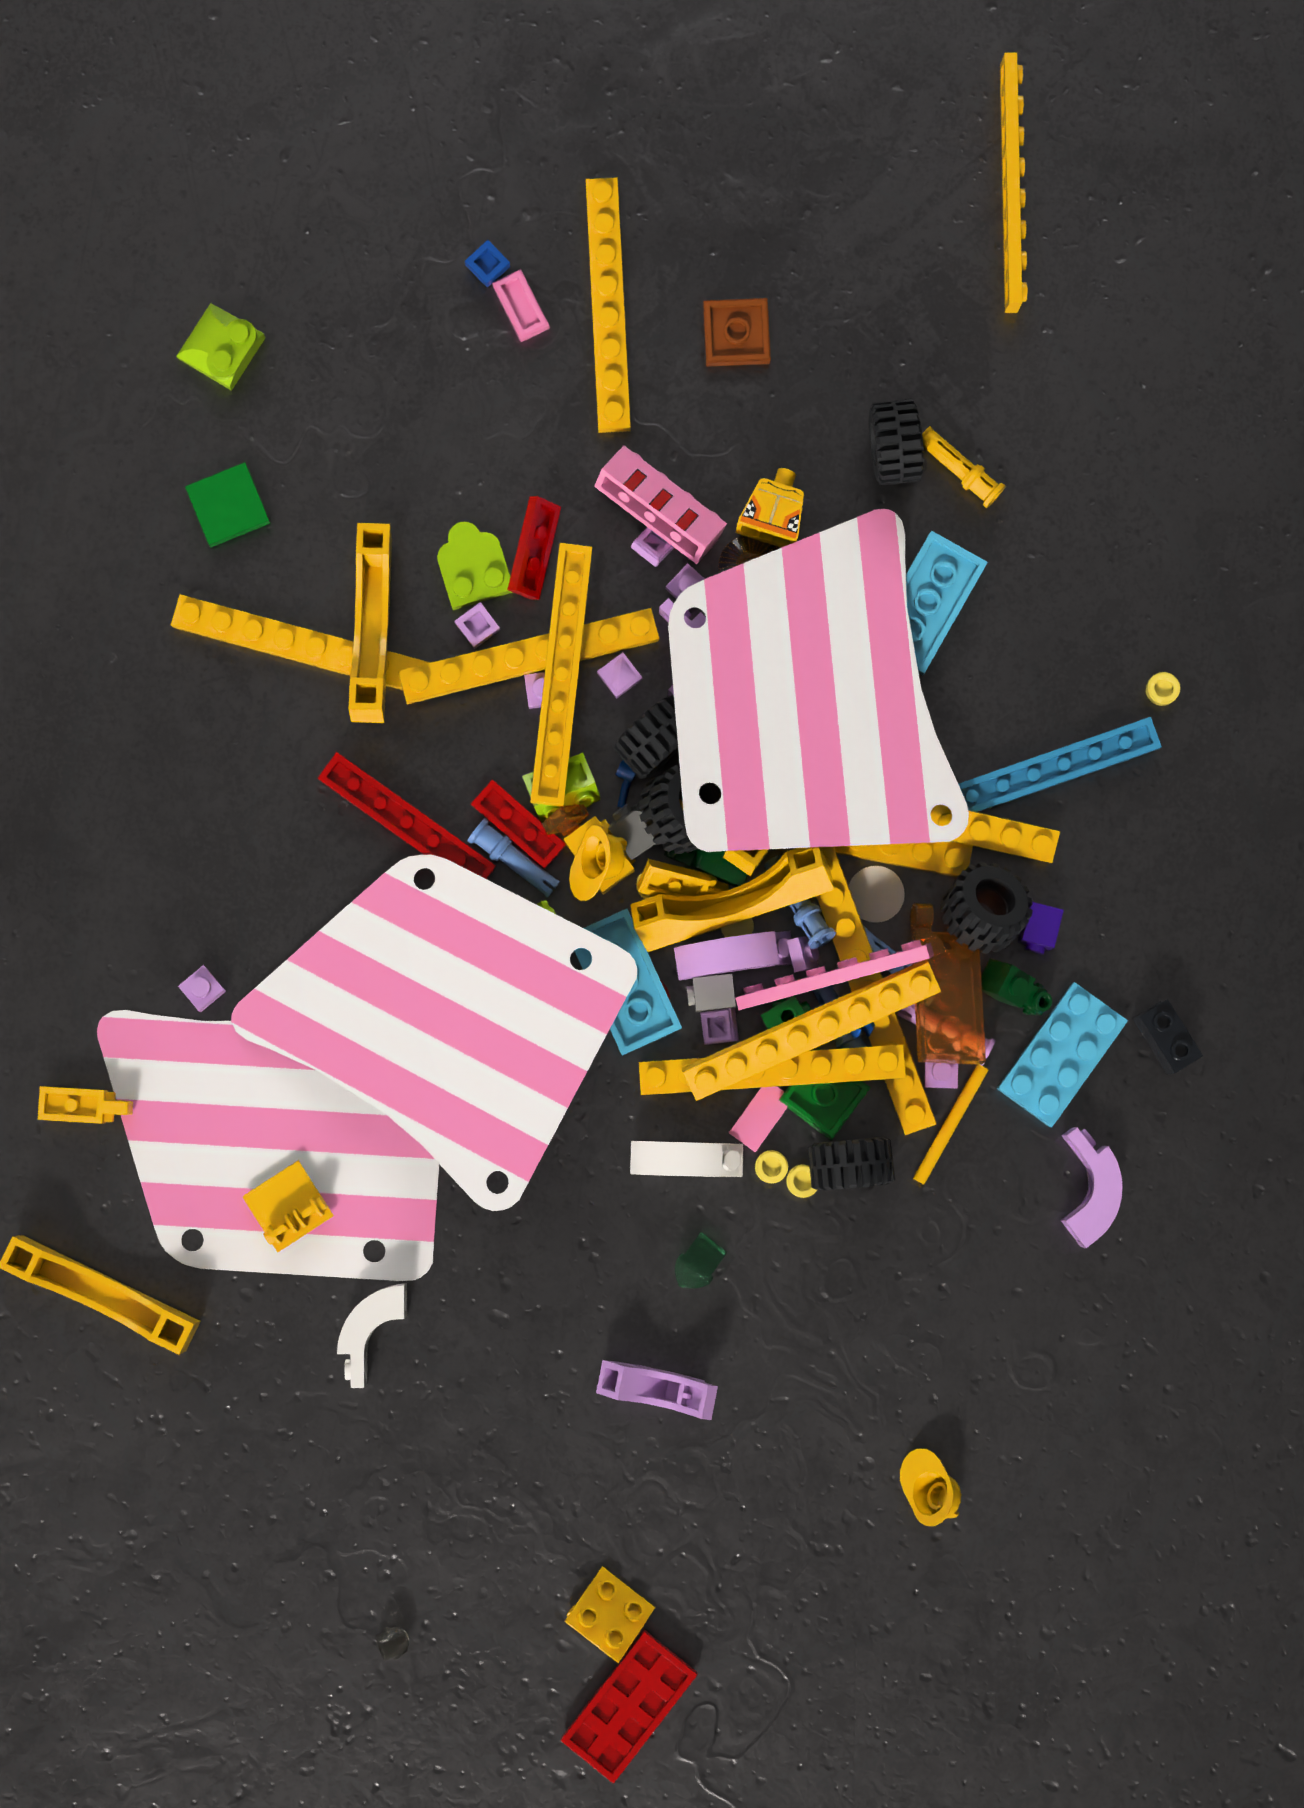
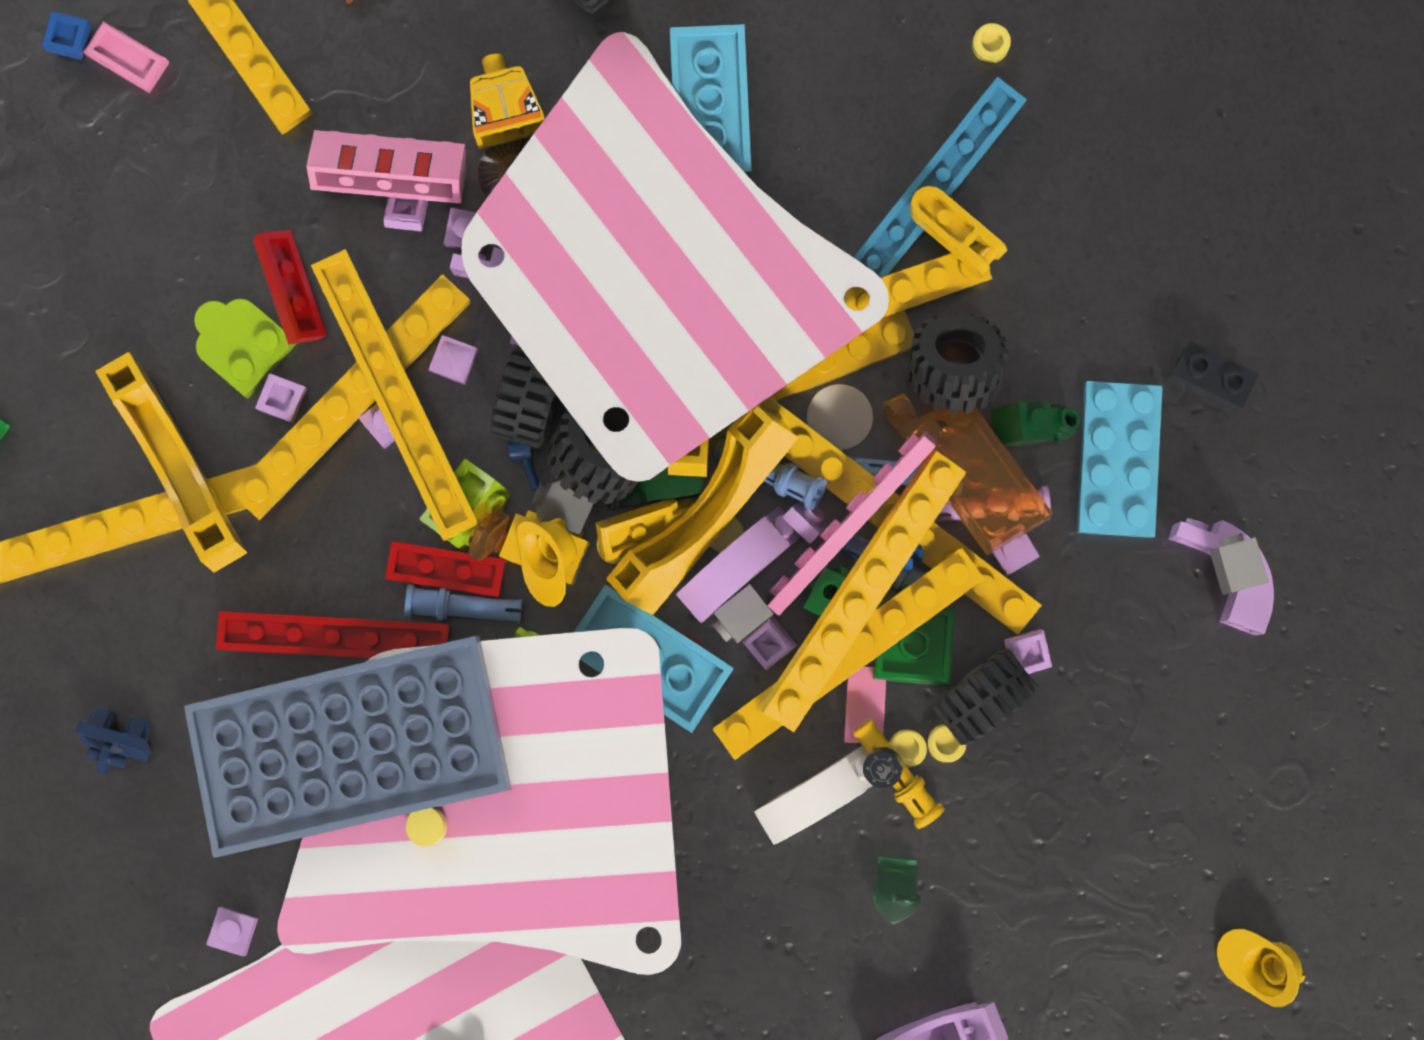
camera: 30 degrees left, 0 degrees up
(200, 801) = (99, 734): none -> dark blue hips
(368, 908) = (347, 747): none -> sand blue plate
(389, 1000) = (426, 827): none -> light yellow tile
(744, 1167) = (883, 767): none -> black tile
(754, 1195) = (909, 788): none -> yellow pin
(906, 1152) = (1030, 650): none -> lavender tile
(950, 1124) = (1054, 595): yellow bar -> none
(1042, 928) = (1024, 349): dark purple brick -> none
(1047, 810) = (955, 229): none -> yellow plate
(1098, 1184) = (1238, 564): none -> light grey brick

